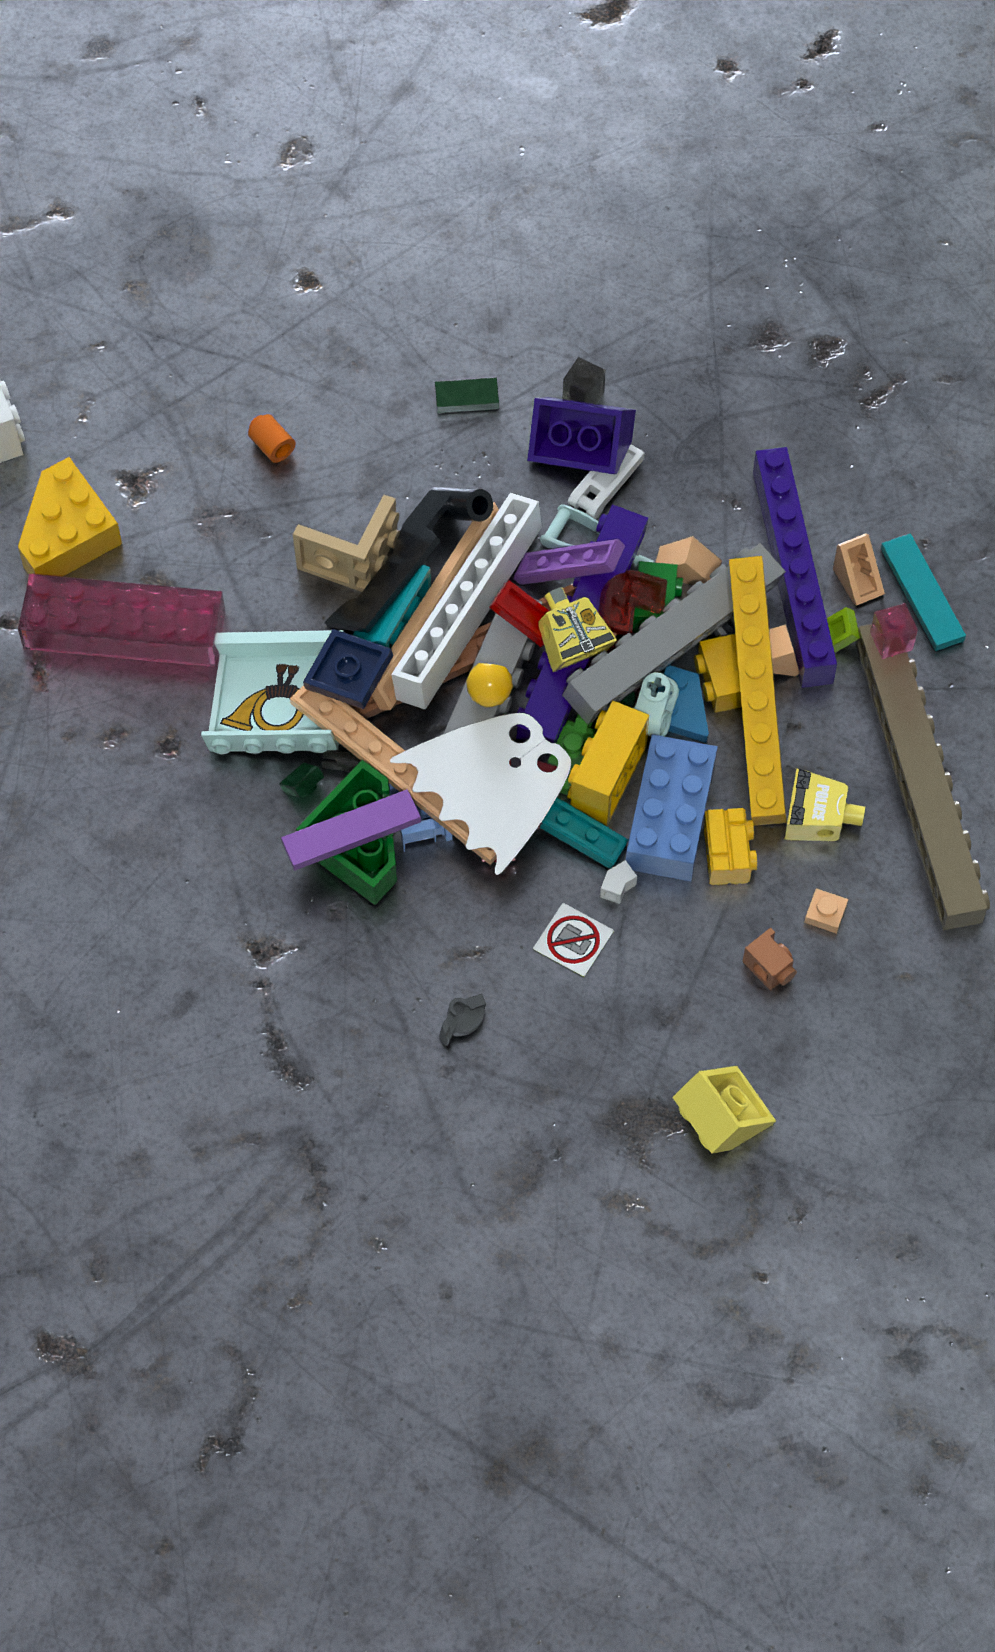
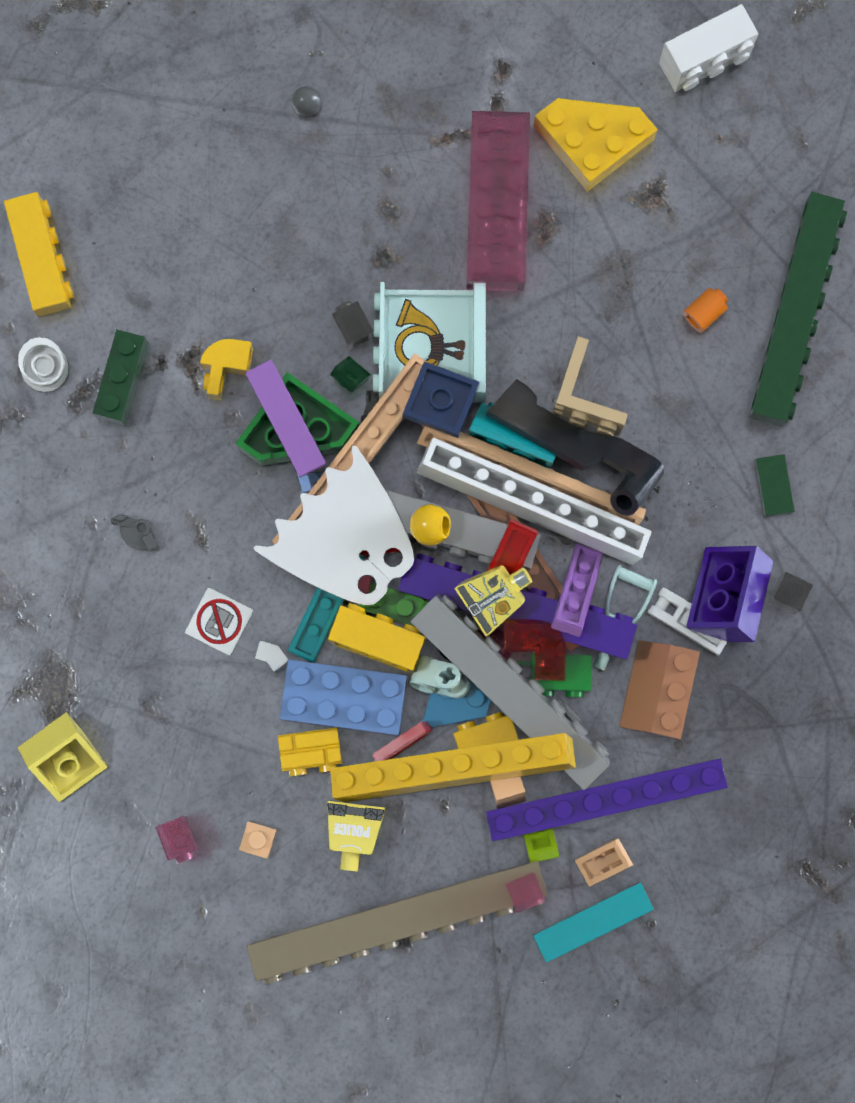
camera: 85 degrees right, 20 degrees up
(113, 1105) = (38, 255): none -> yellow brick
(244, 774) = (352, 324): none -> clear smoke brick
(250, 1109) = (43, 364): none -> white piece
(269, 909) = (221, 358): none -> yellow brick
(278, 1018) = (120, 378): none -> dark green brick
(281, 357) = (797, 309): none -> dark green brick
(681, 505) = (659, 689): none -> nougat slope
(693, 560) = (603, 702): light nougat slope -> none
(726, 753) = (403, 741): none -> tile
(769, 960) = (201, 792): nougat brick -> none
(824, 985) = (177, 839): none -> clear pink brick

